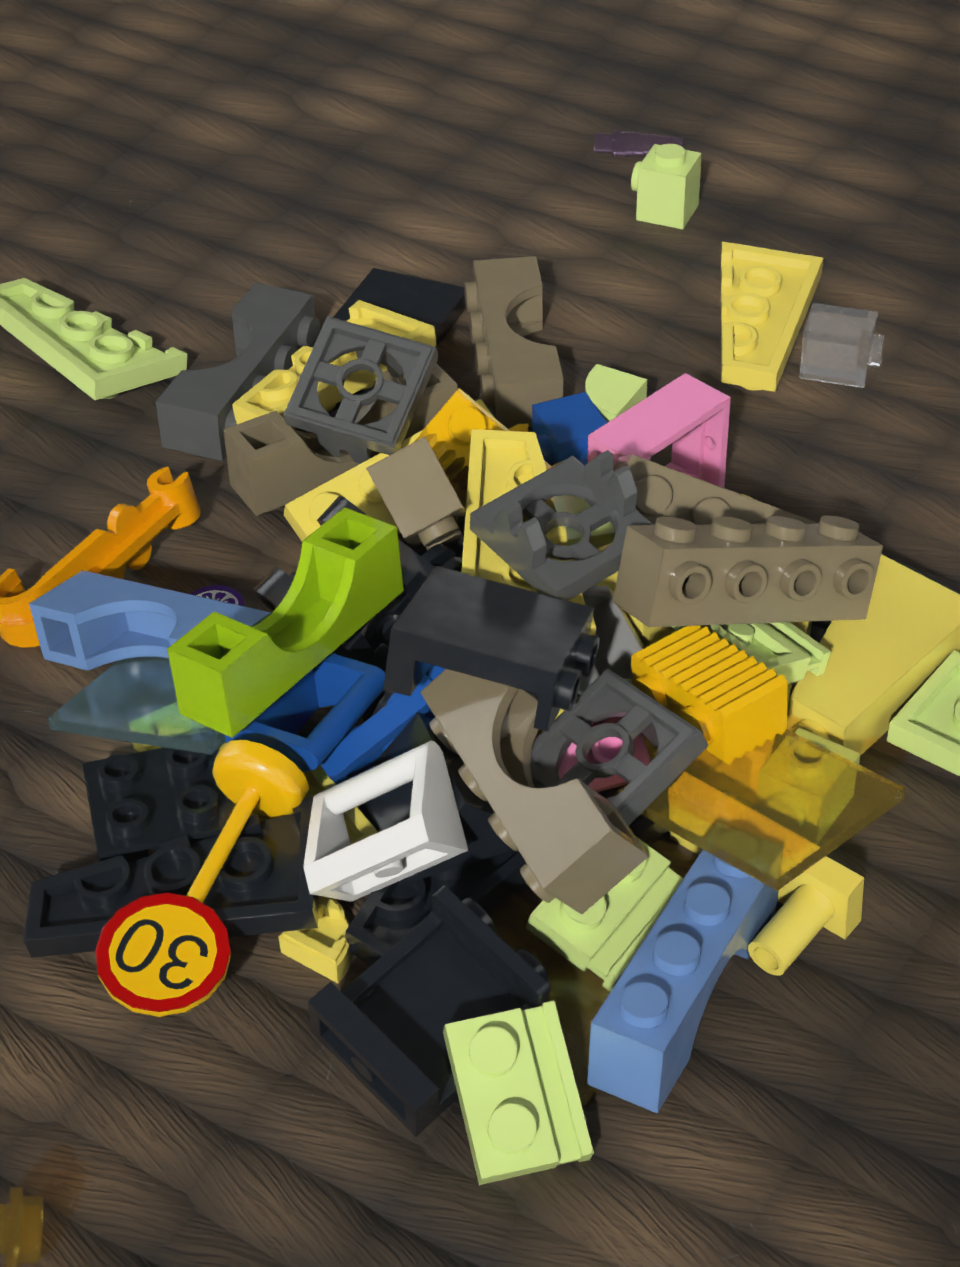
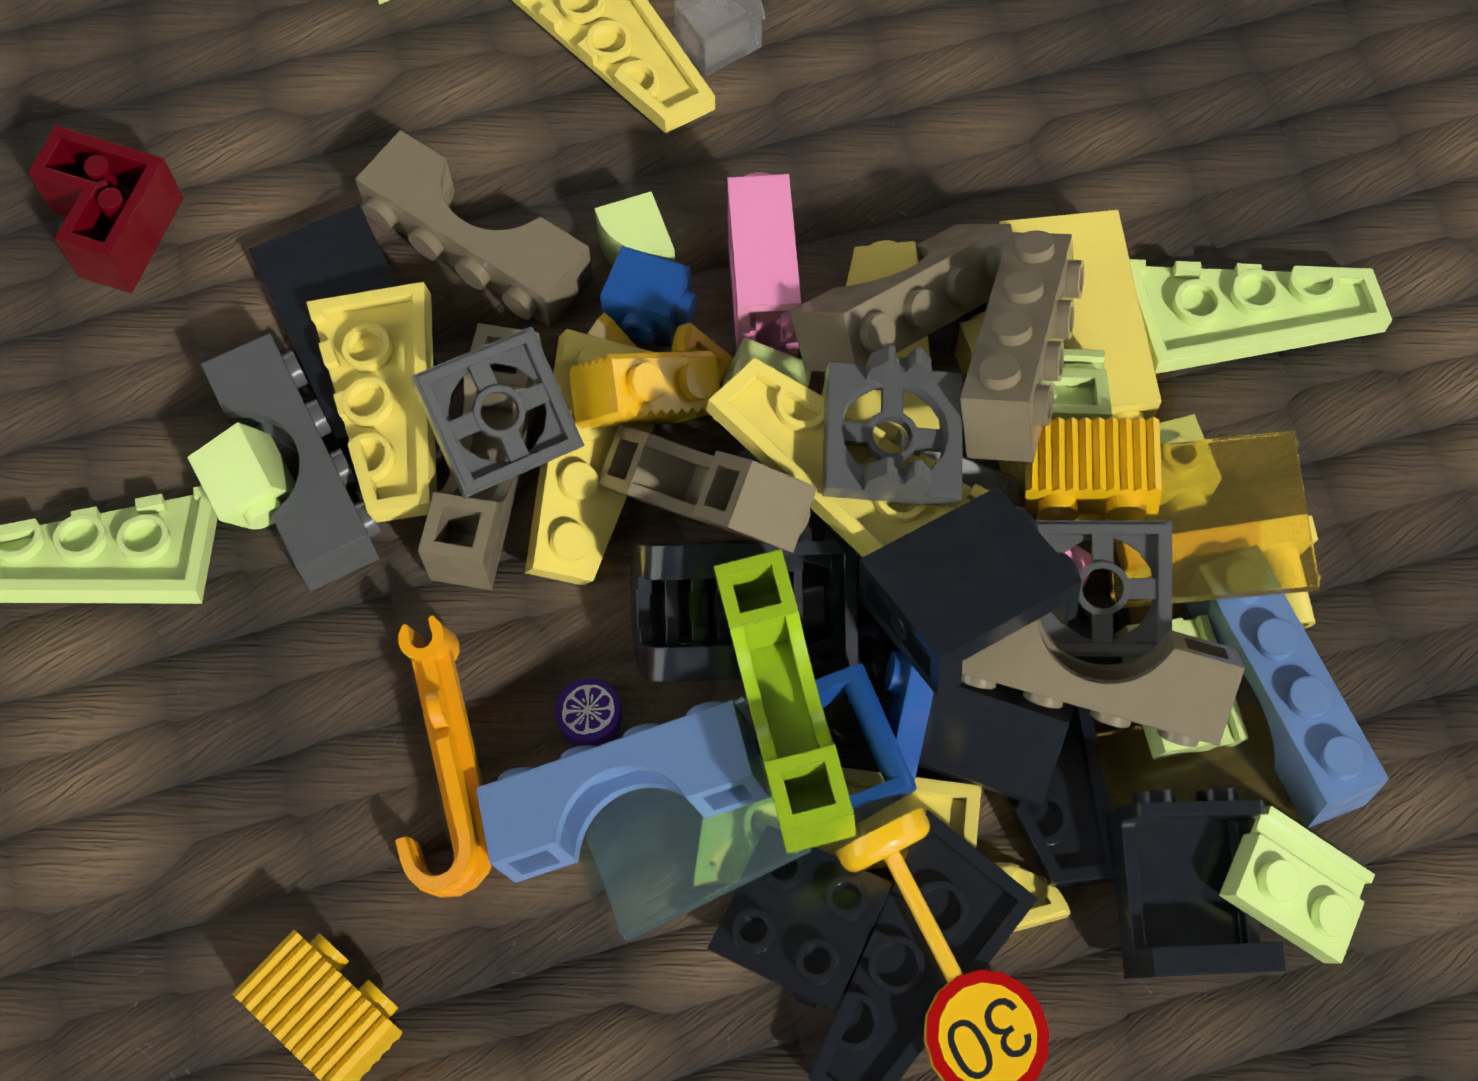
camera: 50 degrees left, 25 degrees up
(198, 342) = (243, 476): none -> yellowish green brick
(323, 196) = (112, 203): none -> dark red brick
(423, 840) = (1048, 812): white tile -> none

